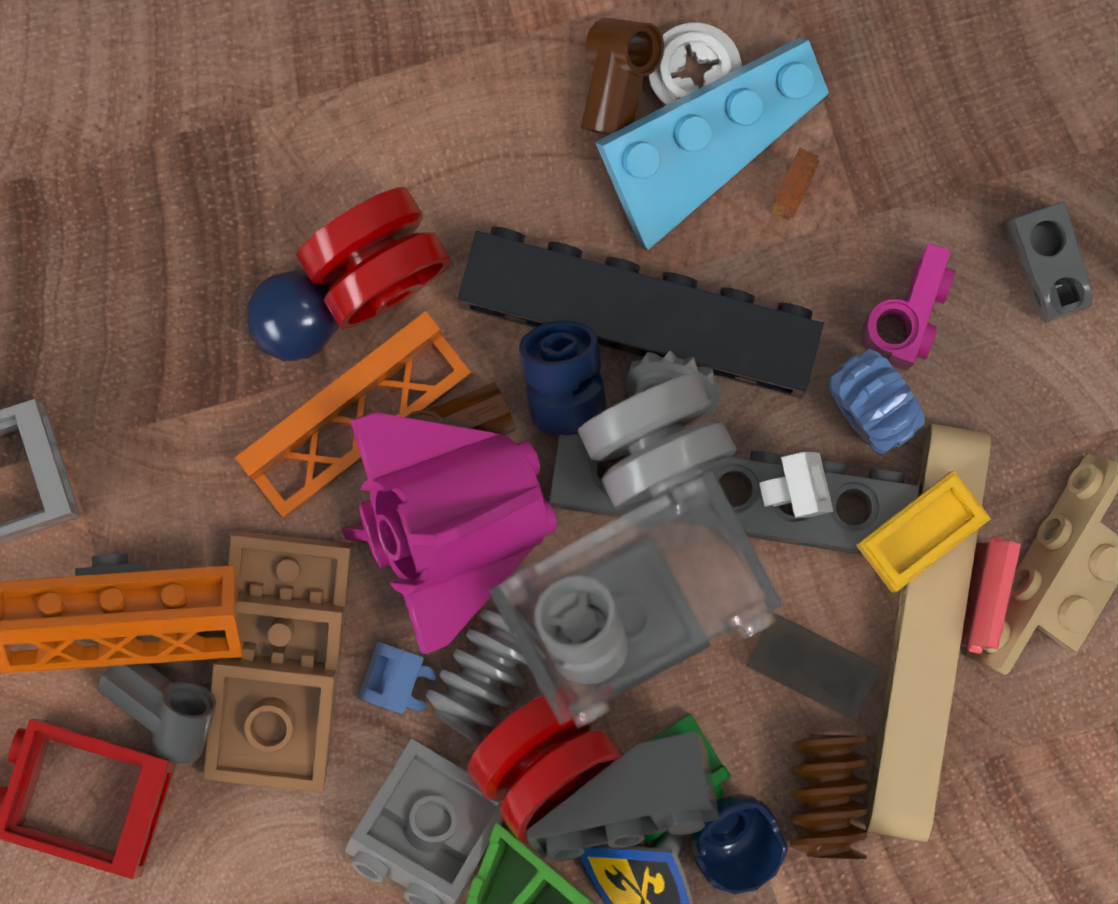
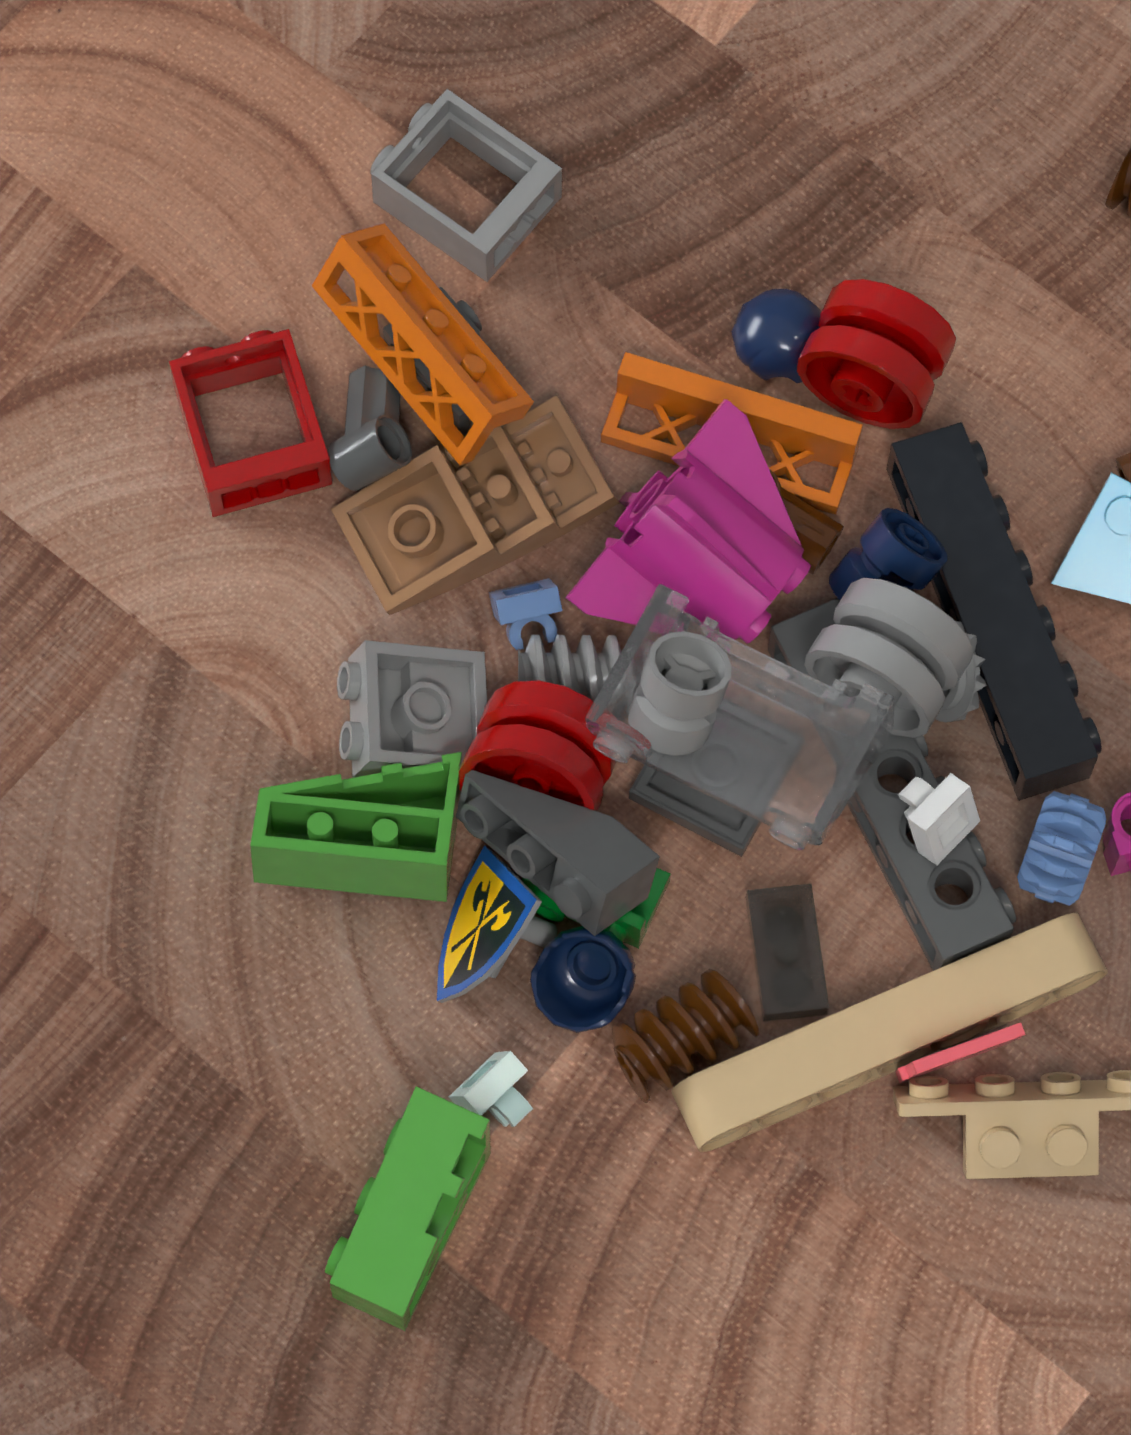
camera: 55 degrees right, 15 degrees down
(923, 531) = (975, 953): yellow tile -> none

